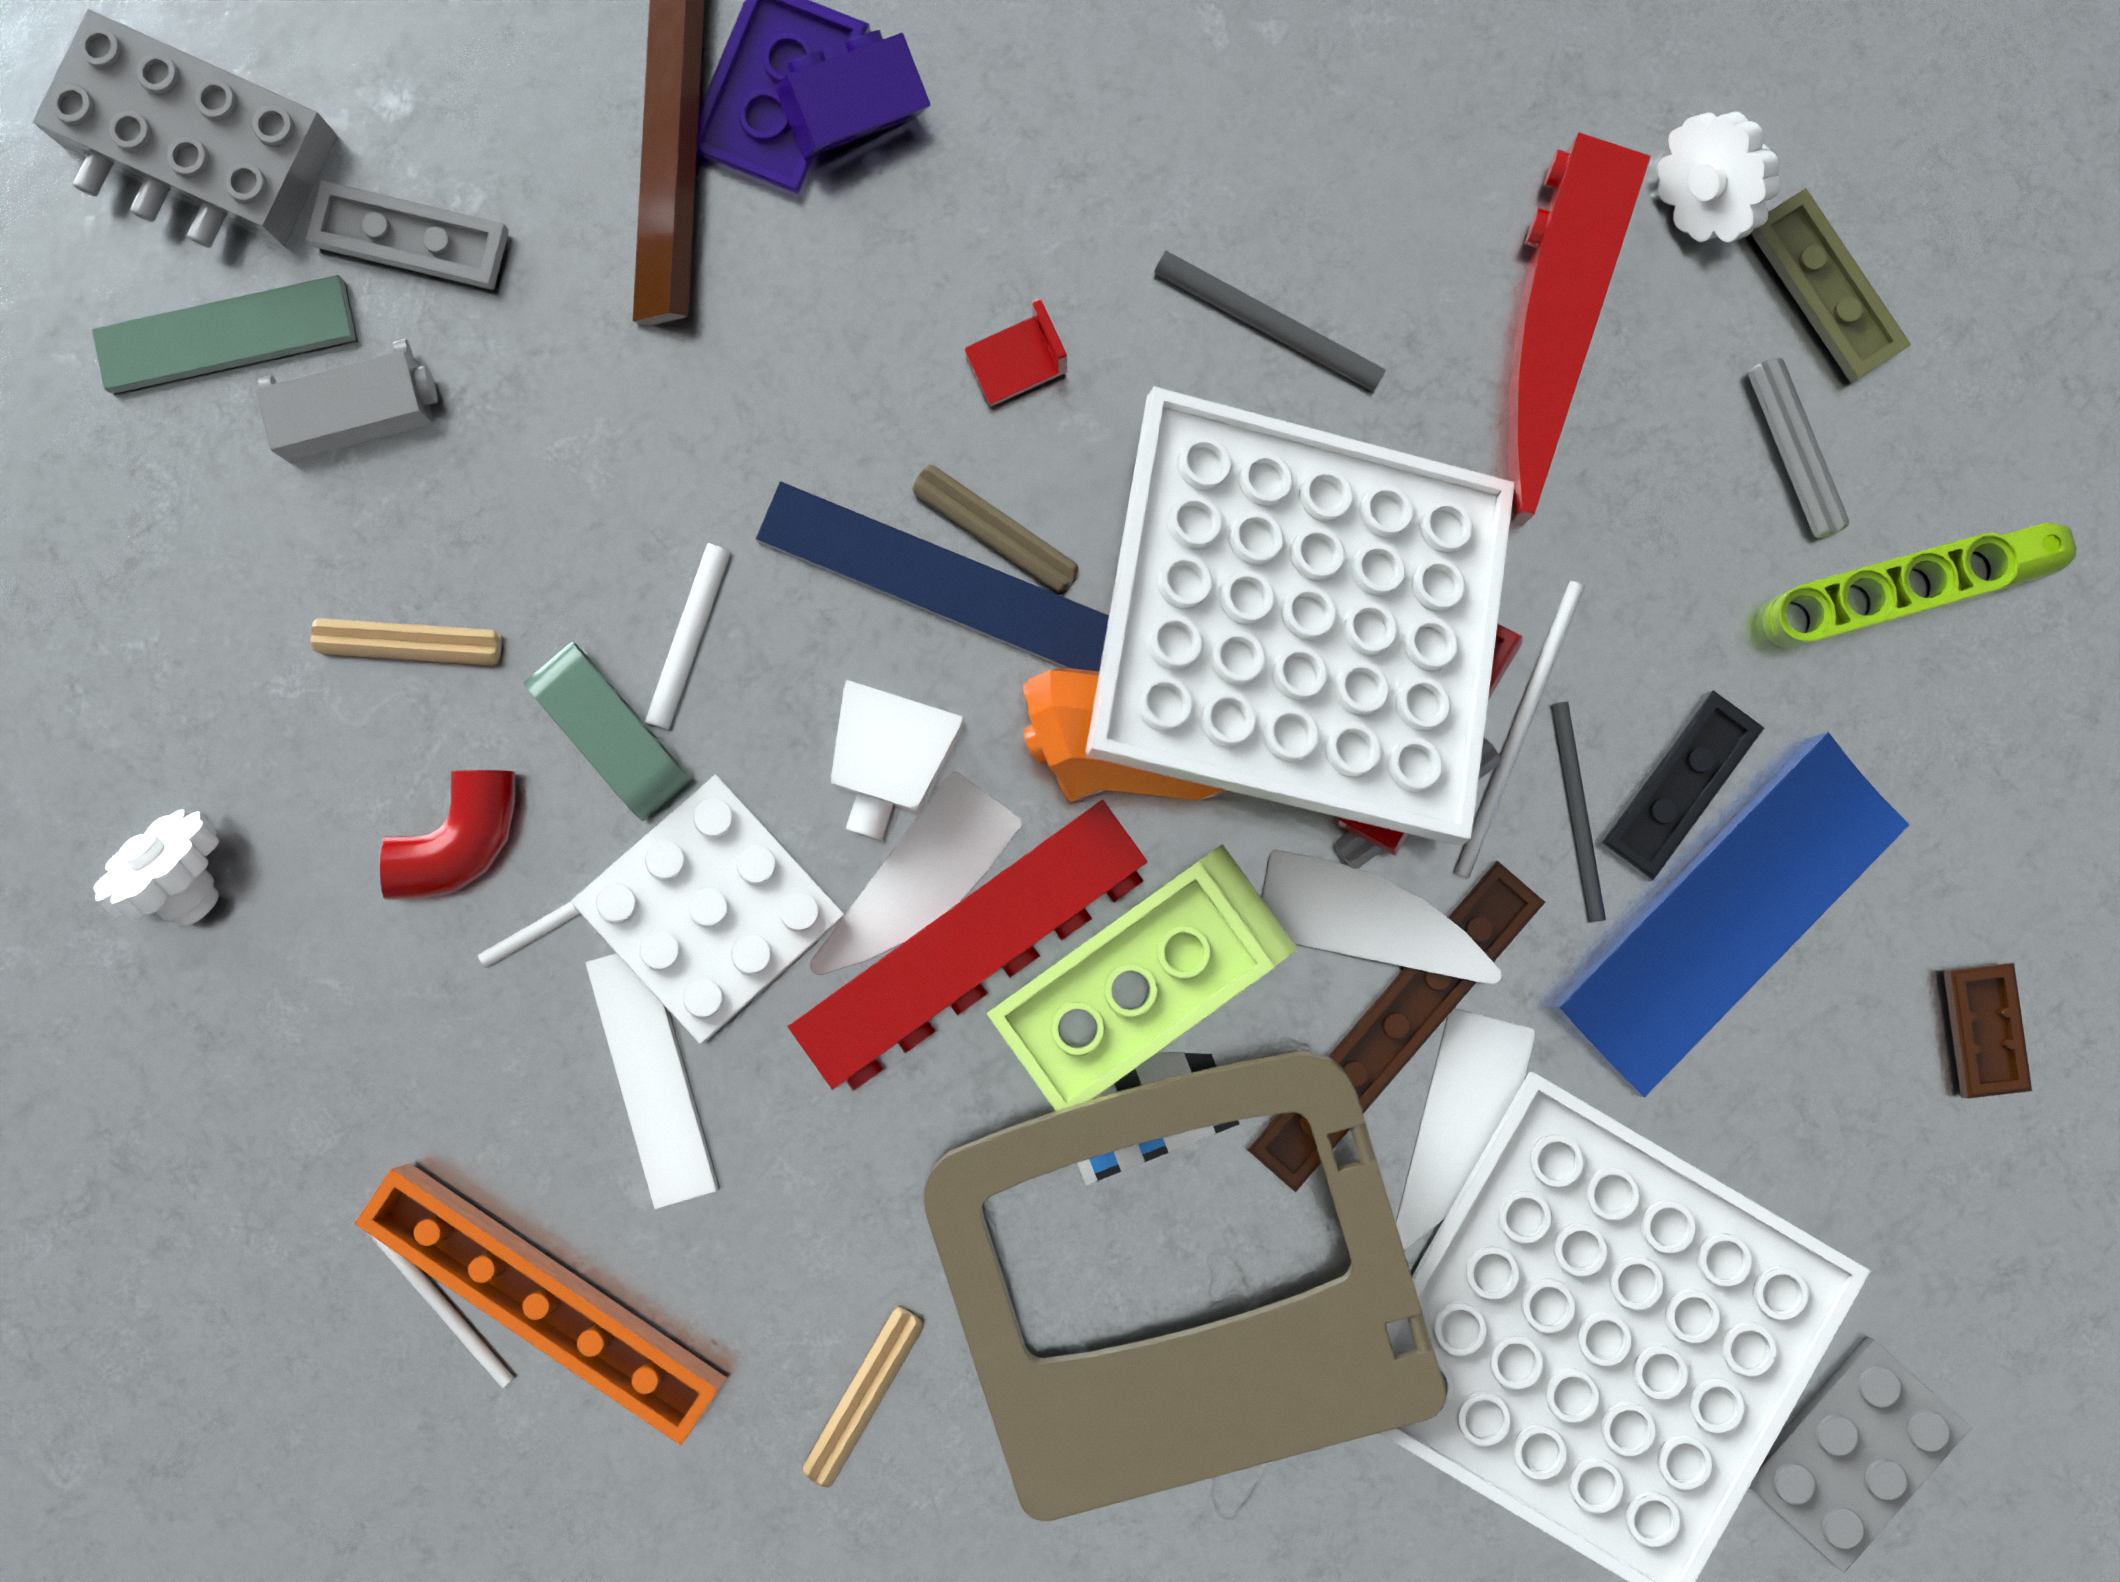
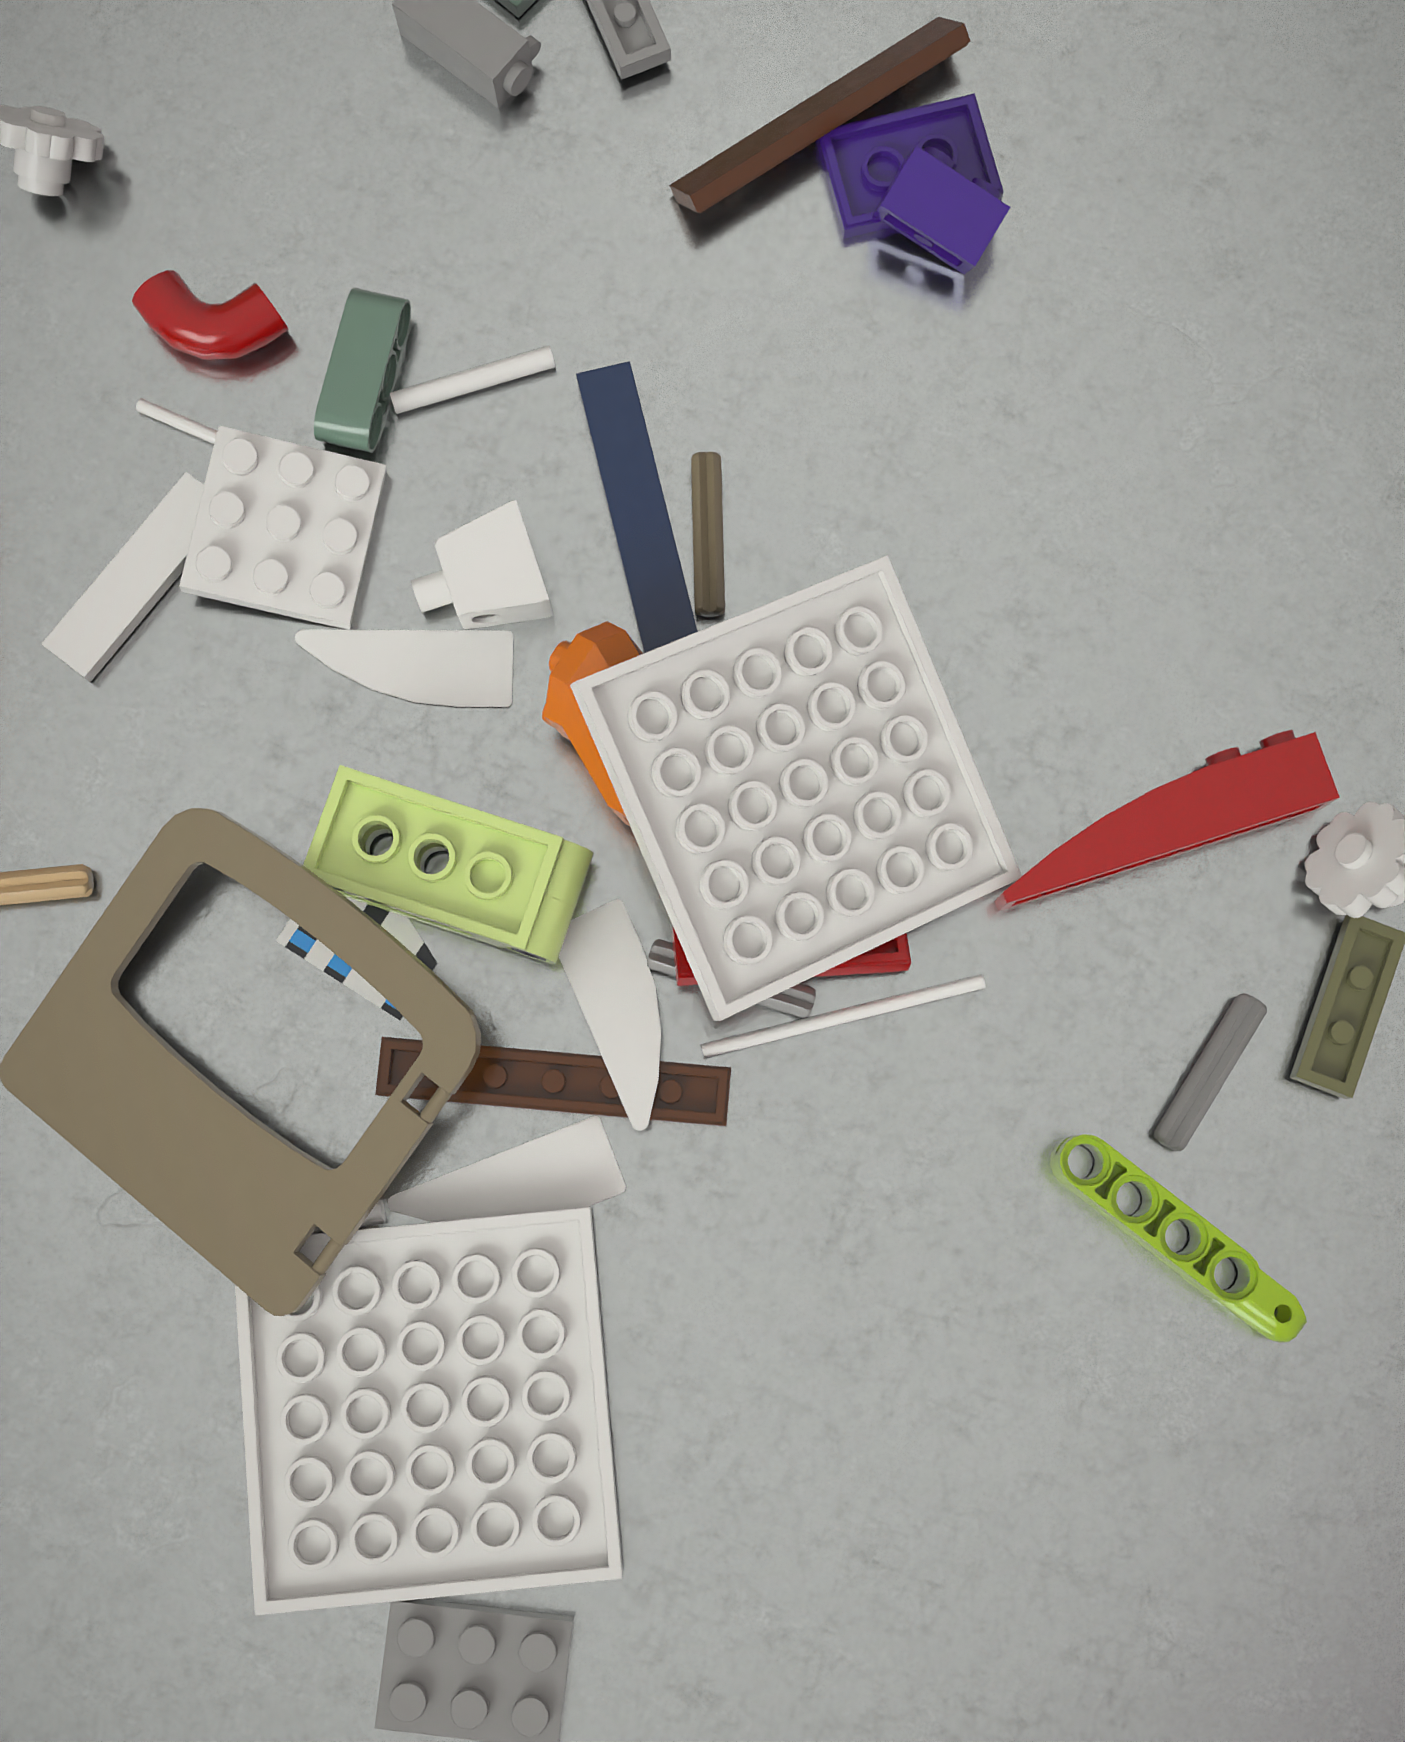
camera: 55 degrees right, 5 degrees down
(406, 641) = (329, 195): tan axle -> none
(968, 945) = (387, 727): red brick -> none
(1018, 357) = (842, 460): red bracket -> none
(1269, 321) = (1007, 620): dark grey bar -> none
(1579, 811) = (813, 1105): dark grey axle -> none
(1681, 785) = (890, 1167): black tile -> none
(1729, 914) = (819, 1274): blue arch -> none
(1987, 1030) = (874, 1539): reddish brown plate -> none

